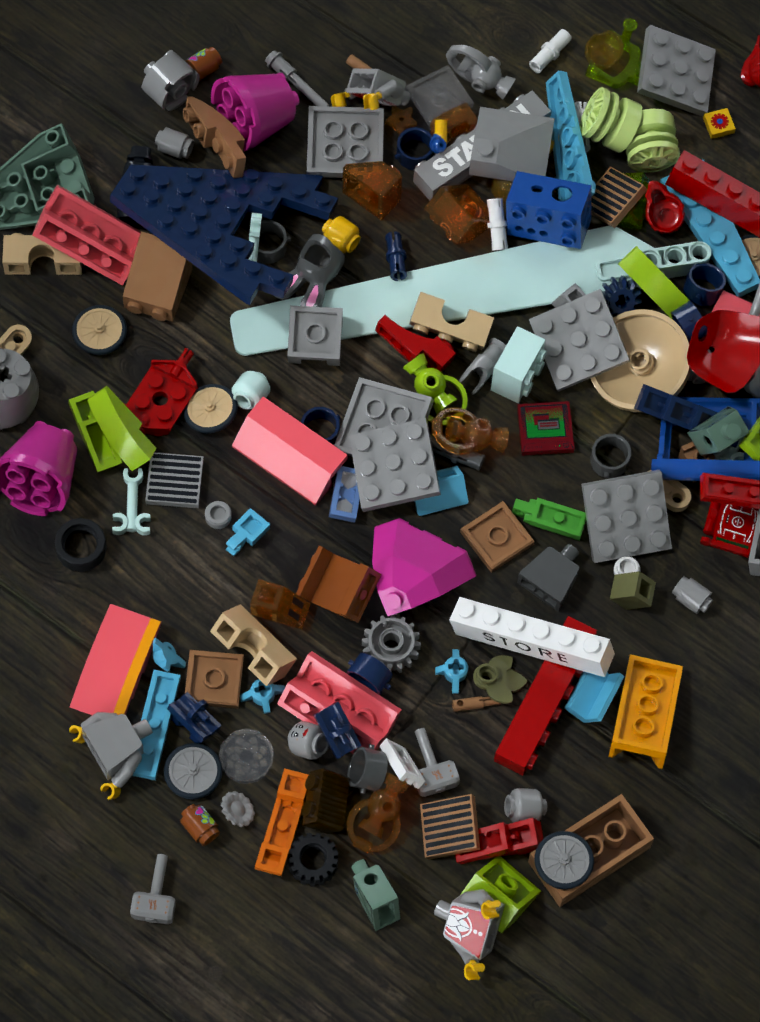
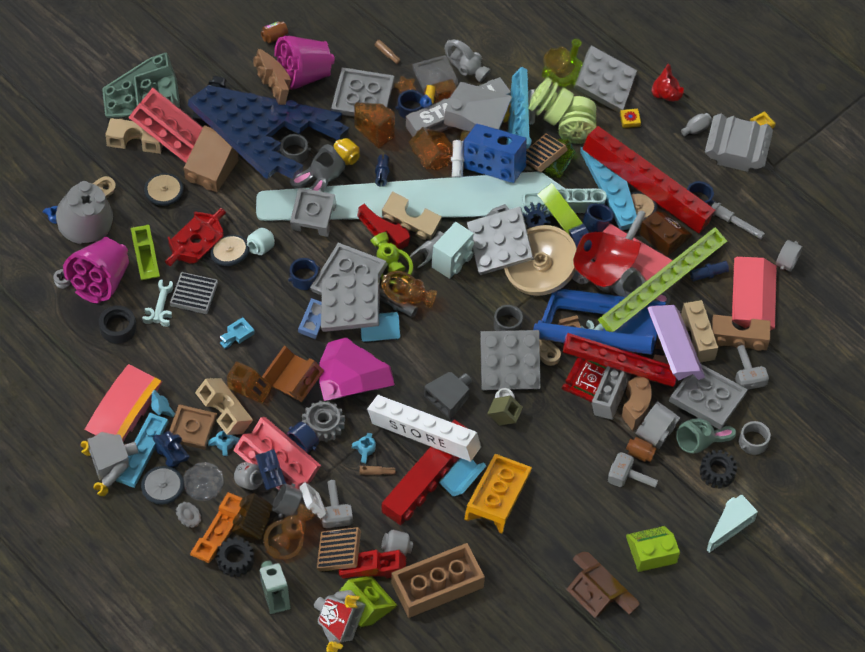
camera: 10 degrees right, 10 degrees down
(121, 428) = (162, 250): lime slope -> none
(154, 906) = (114, 570): light grey piece -> none
(169, 80) = (248, 37): light grey brick -> none
(174, 143) = (243, 78): light grey brick -> none
(199, 824) = (158, 520): dark orange brick -> none
(218, 514) = (219, 320): light grey tile -> none
(254, 234) = (284, 138): light aqua bar -> none
(279, 64) = (334, 47): light grey pin -> none
(289, 450) = (278, 284): coral slope -> none
(374, 88) = (390, 60): light grey torso -> none
(497, 536) = (415, 363): medium nougat tile -> none
(502, 679) = (396, 456): olive plate -> none
(545, 428) = (465, 297): dark red tile -> none
(550, 51) = (519, 56): white pin -> none
(551, 517) = (456, 354): bright green hinge -> none
(564, 860) = (414, 579): light grey wheel -> none
(663, 208) = (577, 165): red hair -> none
(672, 408) = (568, 299): dark blue slope -> none
(692, 595) = (548, 420): light grey brick -> none
(721, 429) = (586, 310): sand green torso -> none

